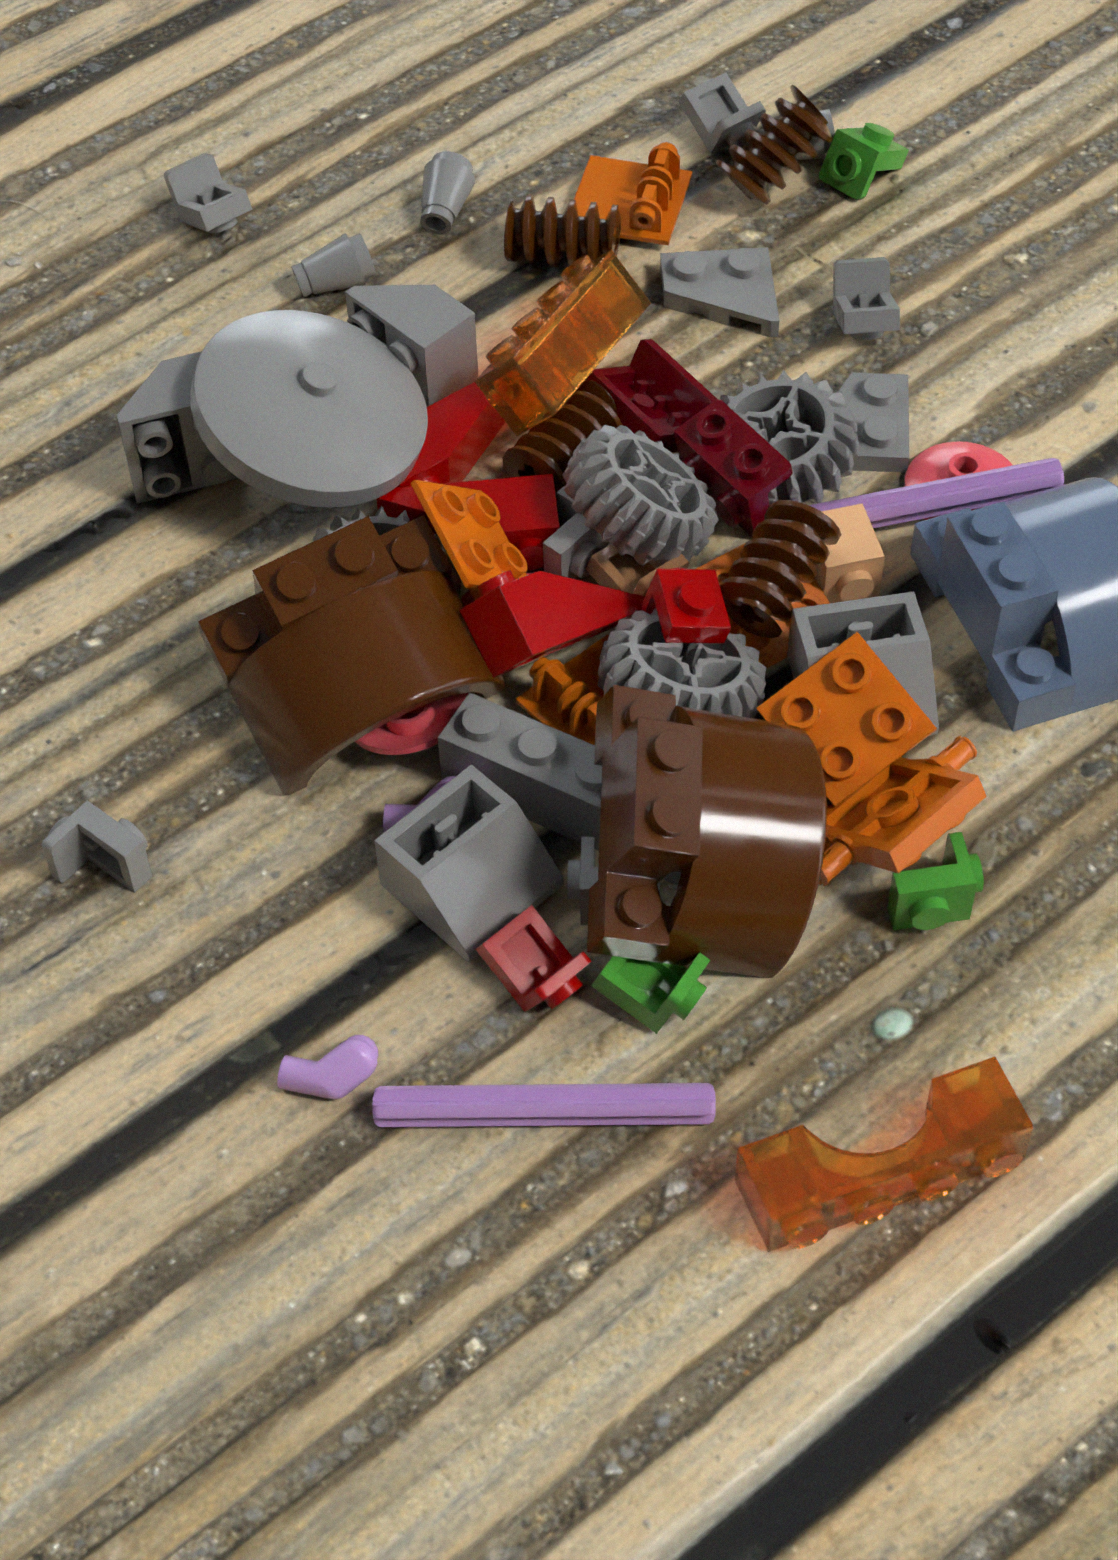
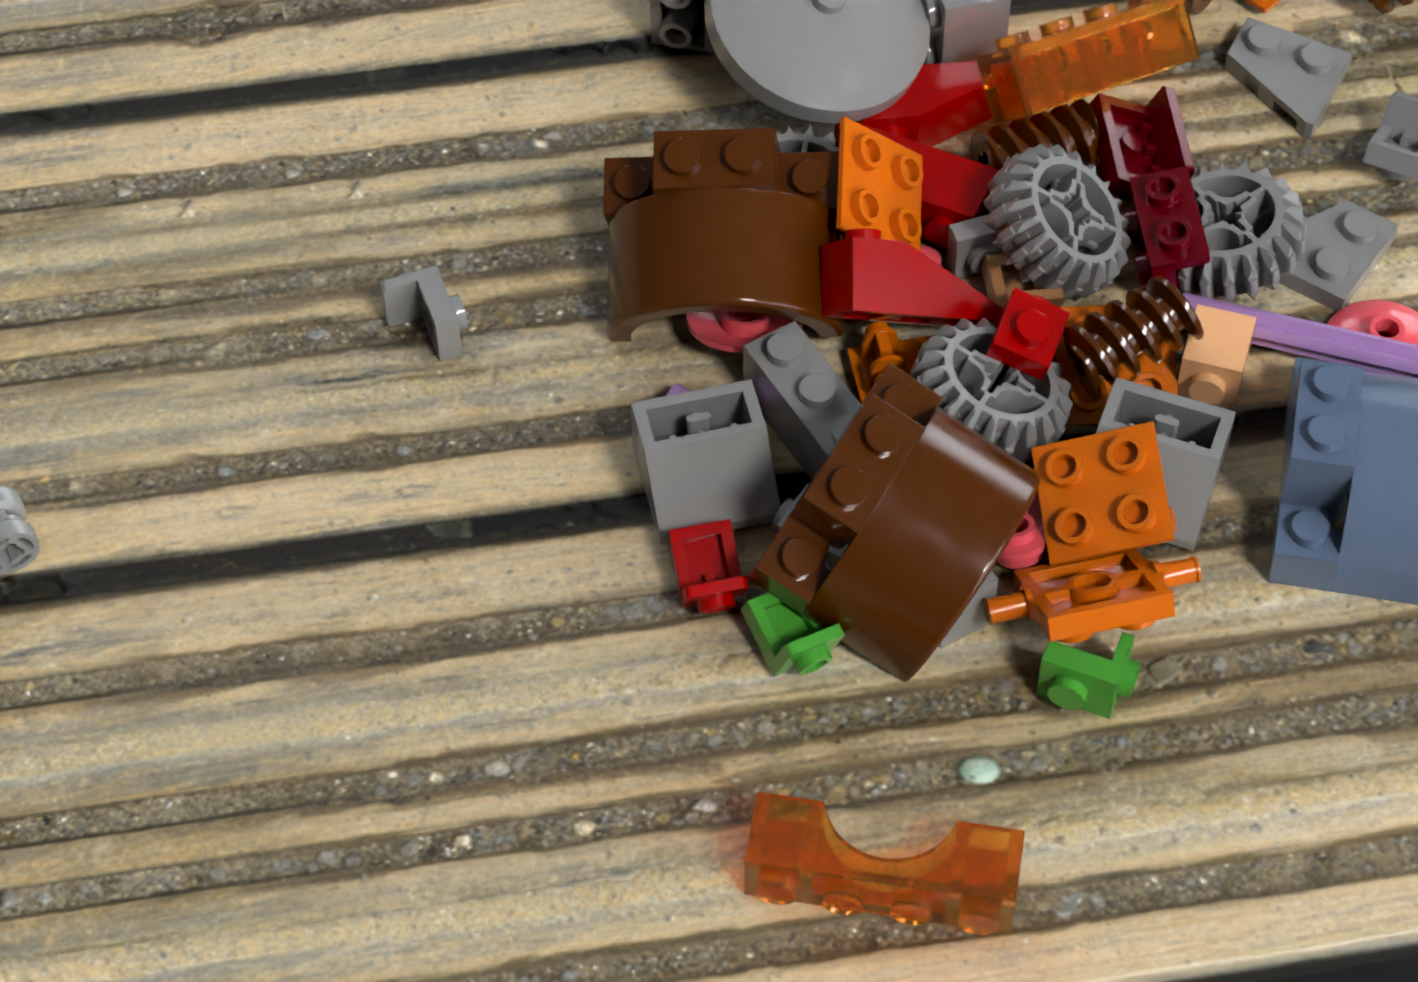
camera: 30 degrees right, 0 degrees up
(335, 1073) = (496, 576): lavender arm -> none
(544, 1105) = (643, 686): lavender axle -> none

